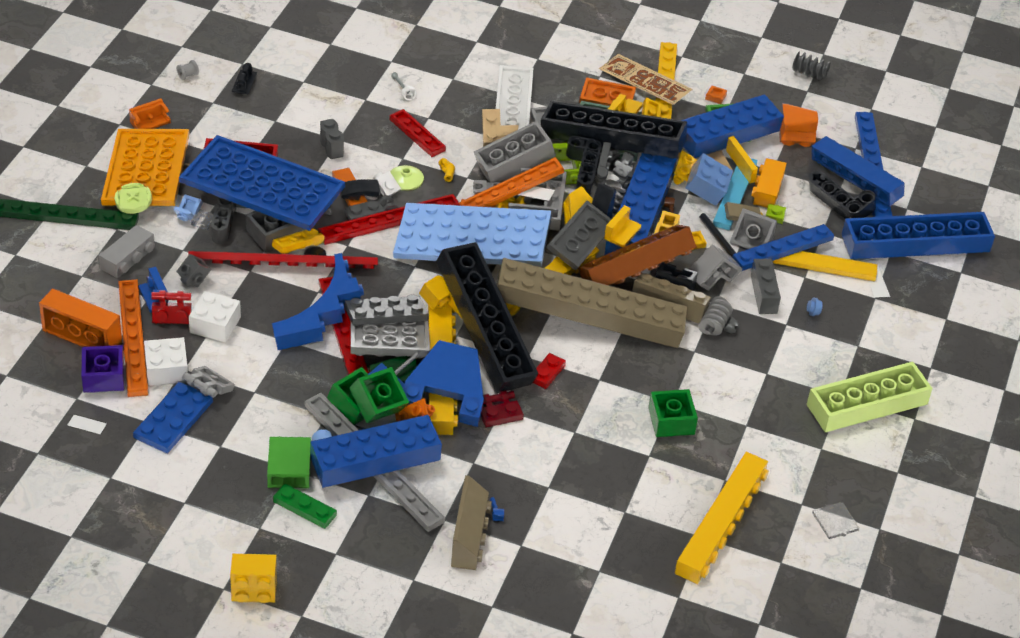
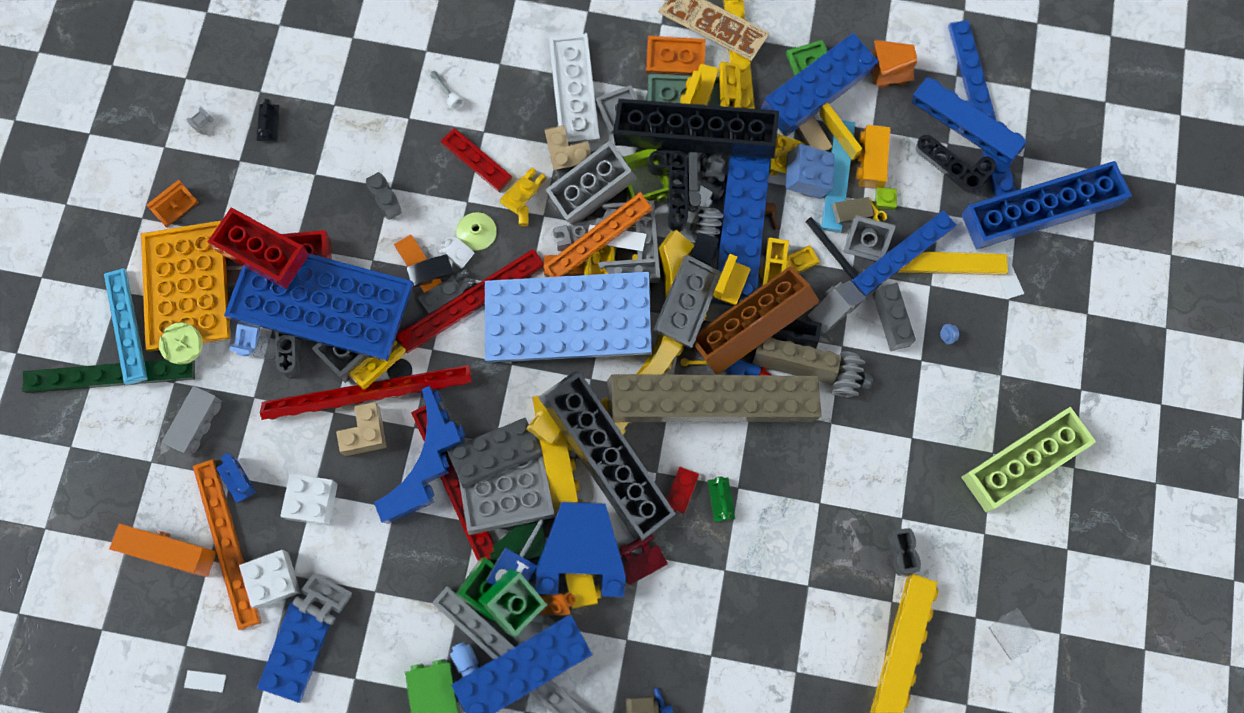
camera: 10 degrees left, 30 degrees up
(87, 183) = (125, 327): none -> medium azure tile
(102, 368) = (203, 610): dark purple brick -> none
(171, 312) = (258, 502): red plate -> none
(193, 271) = (271, 438): dark grey brick -> none
(222, 134) = (258, 248): none -> red brick
(273, 284) = (368, 434): none -> tan brick
(454, 153) = (522, 191): none -> yellow hinge
(582, 380) = (721, 499): none -> green hinge
(672, 413) = (826, 531): green brick -> none
(716, 94) = (793, 26): orange tile -> none
(741, 436) = (905, 557): none -> dark grey brick

